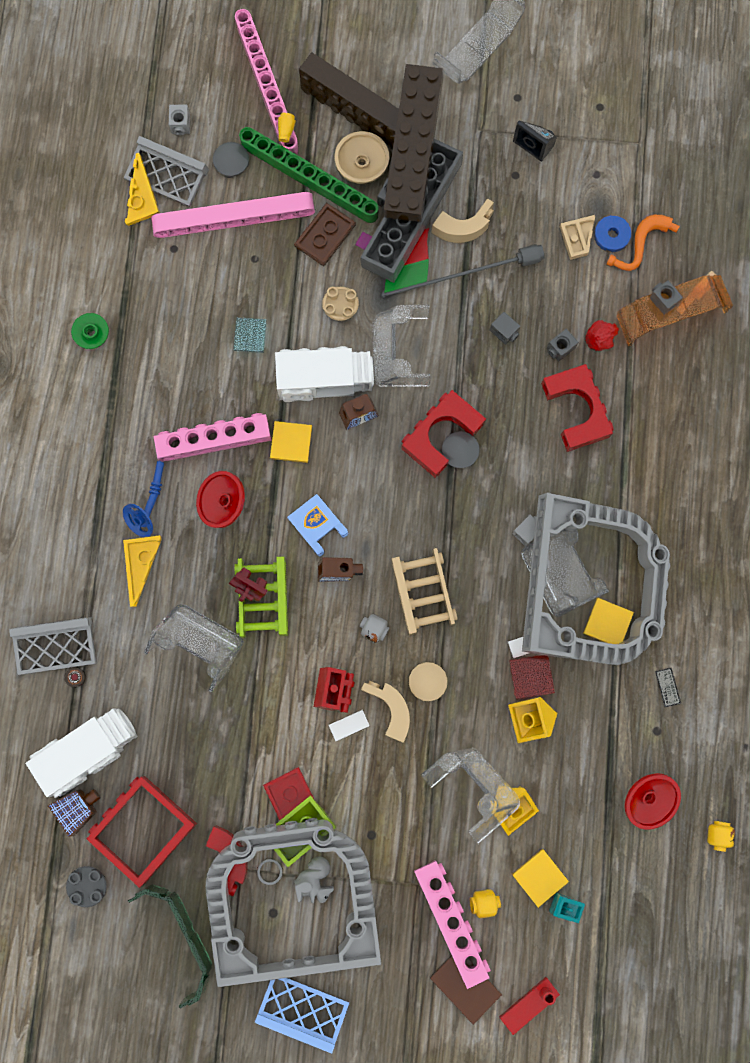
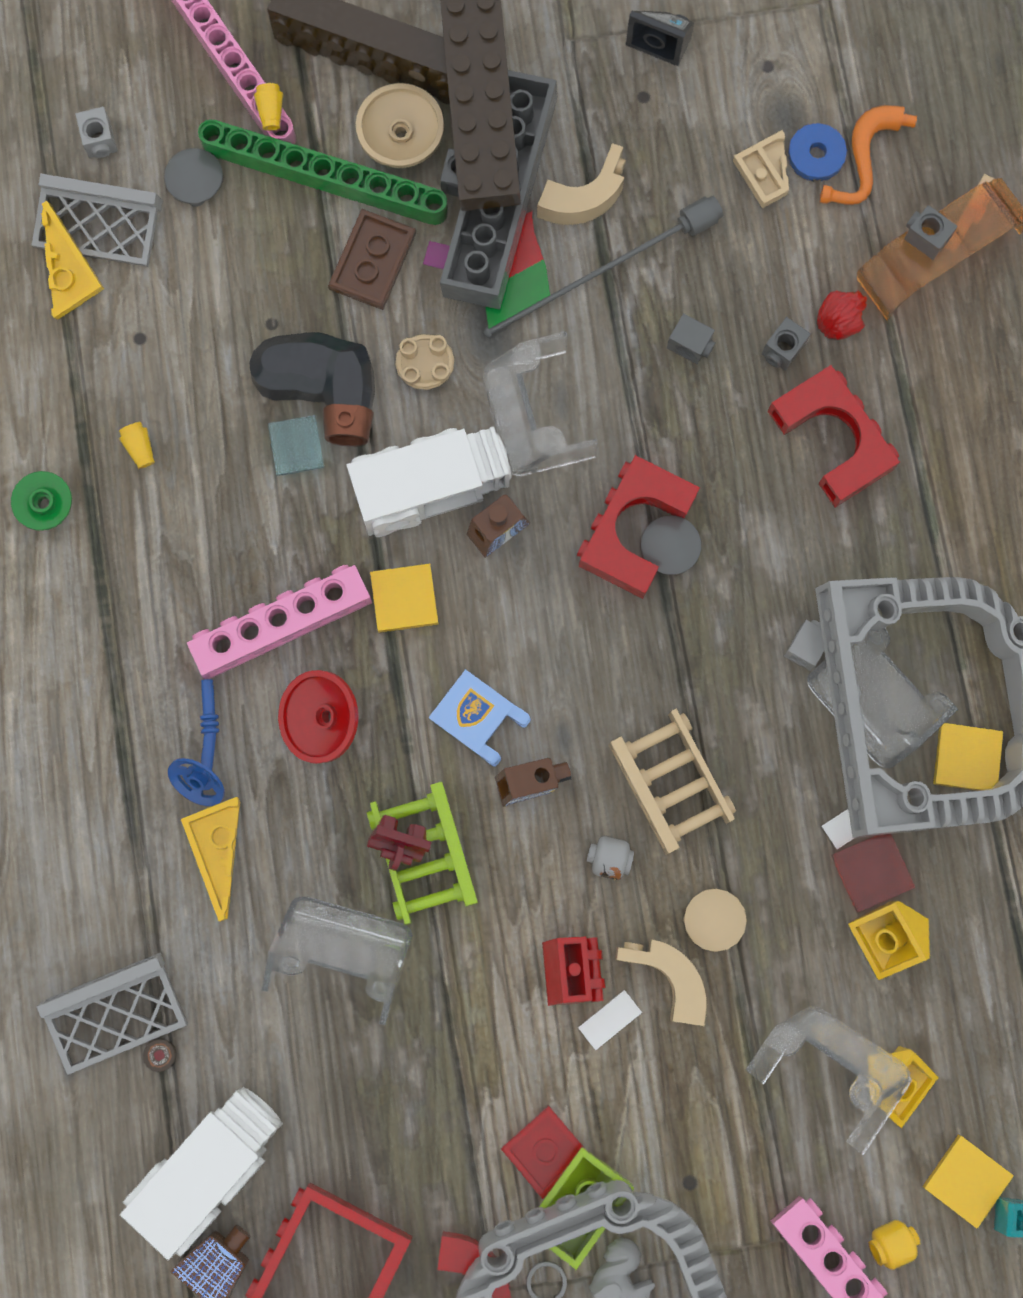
camera: 15 degrees left, 0 degrees up
(156, 311) = (137, 443): none -> yellow cone
(233, 214) = (219, 263): bright pink beam -> none
(277, 294) = (320, 370): none -> black piece

